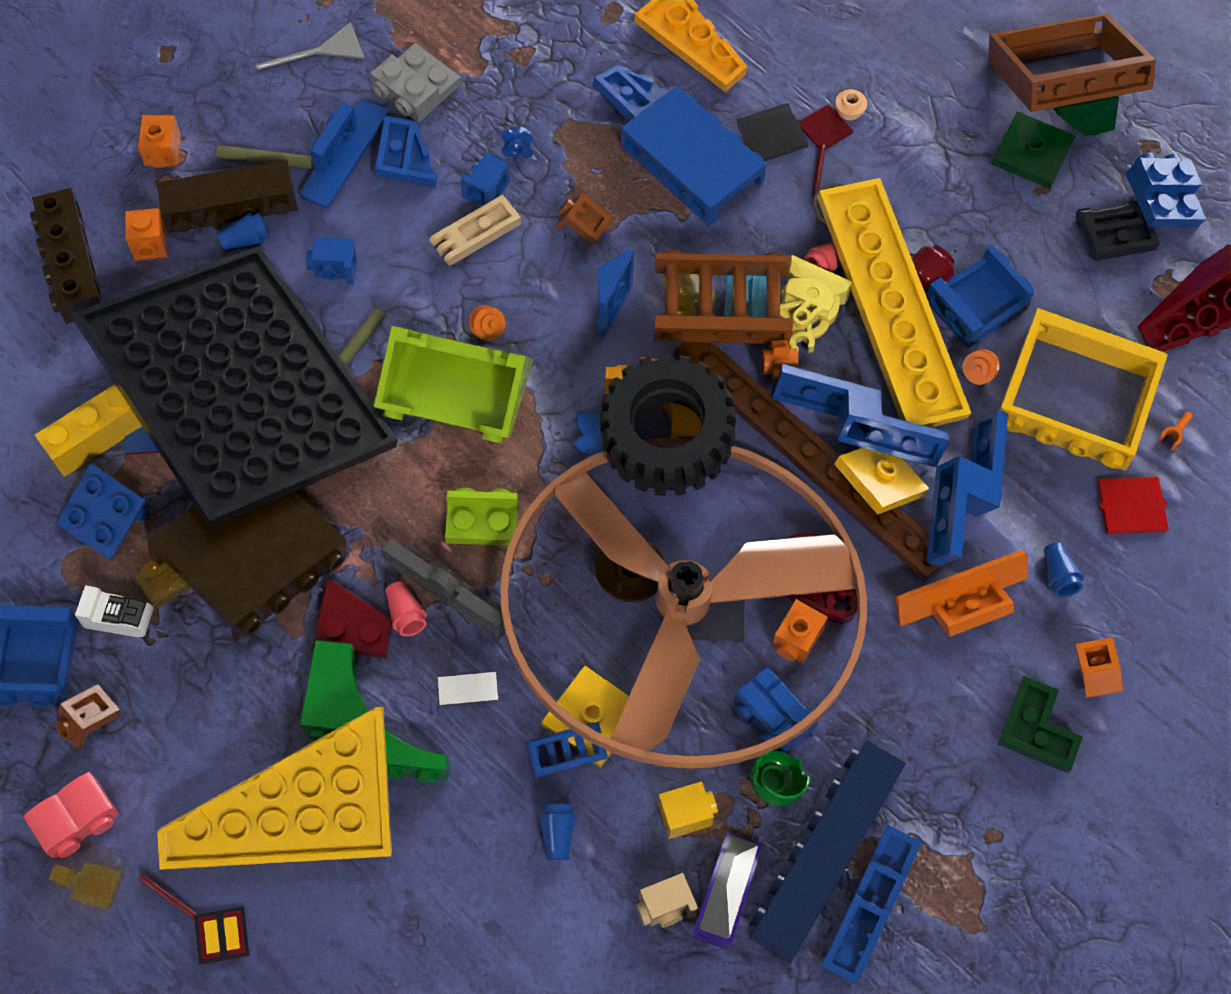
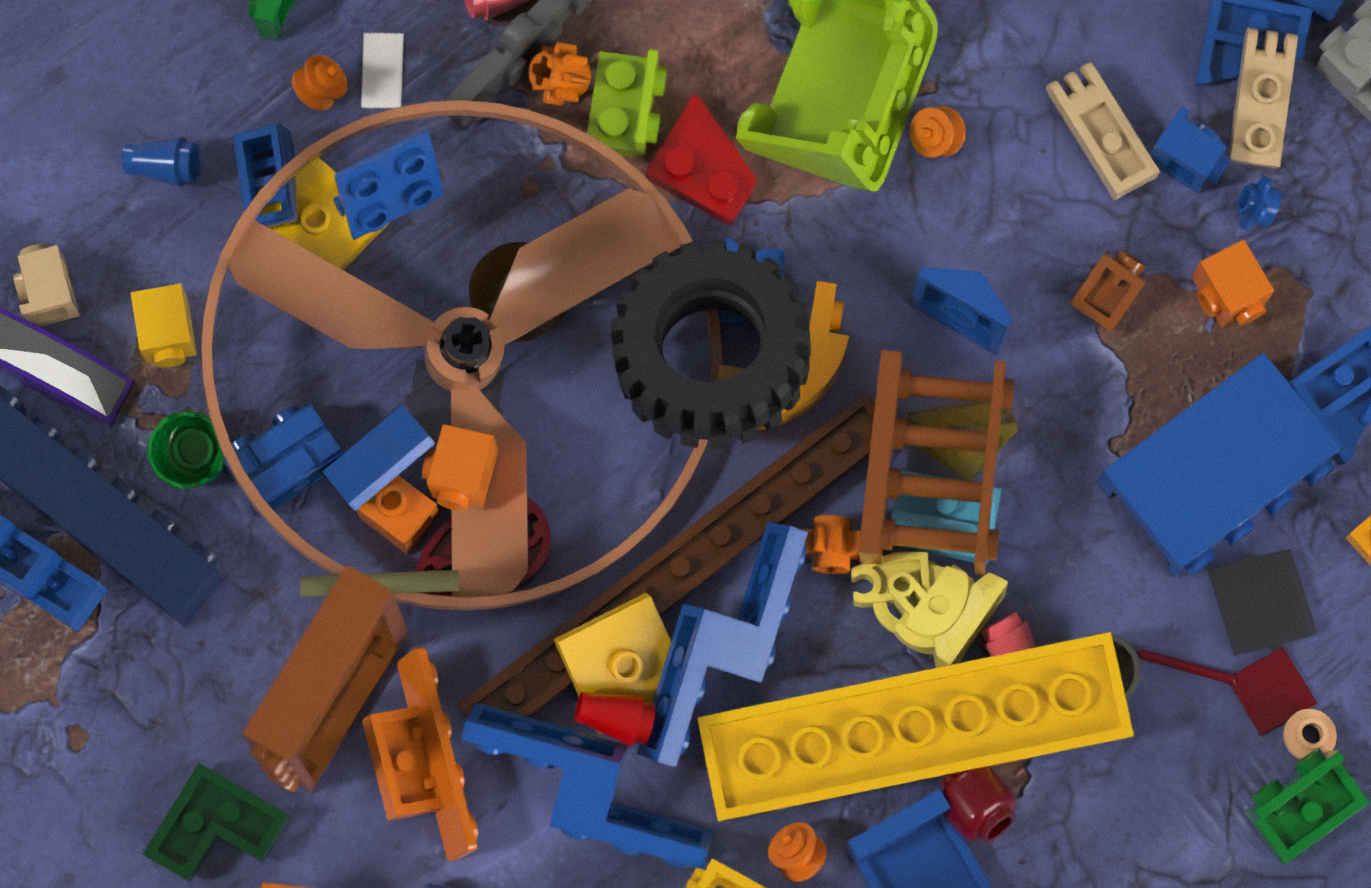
camera: 95 degrees right, 10 degrees up
(445, 141) = (1262, 100): none -> tan hinge
(470, 566) = (560, 74): none -> orange gear
(486, 723) = (319, 82): none -> orange wheel
(521, 466) = (703, 165): none -> red wing
(573, 152) = (1232, 285): none -> orange brick
(575, 638) = (388, 185): none -> blue hinge
(771, 636) = (378, 457): none -> blue slope
(773, 579) = (460, 468): none -> orange brick
(861, 626) = (396, 581): none -> olive bar
(895, 100) = (1306, 805): none -> green bracket
(920, 470) = (617, 716): none -> red cone
(959, 616) = (326, 681): none -> dark orange window

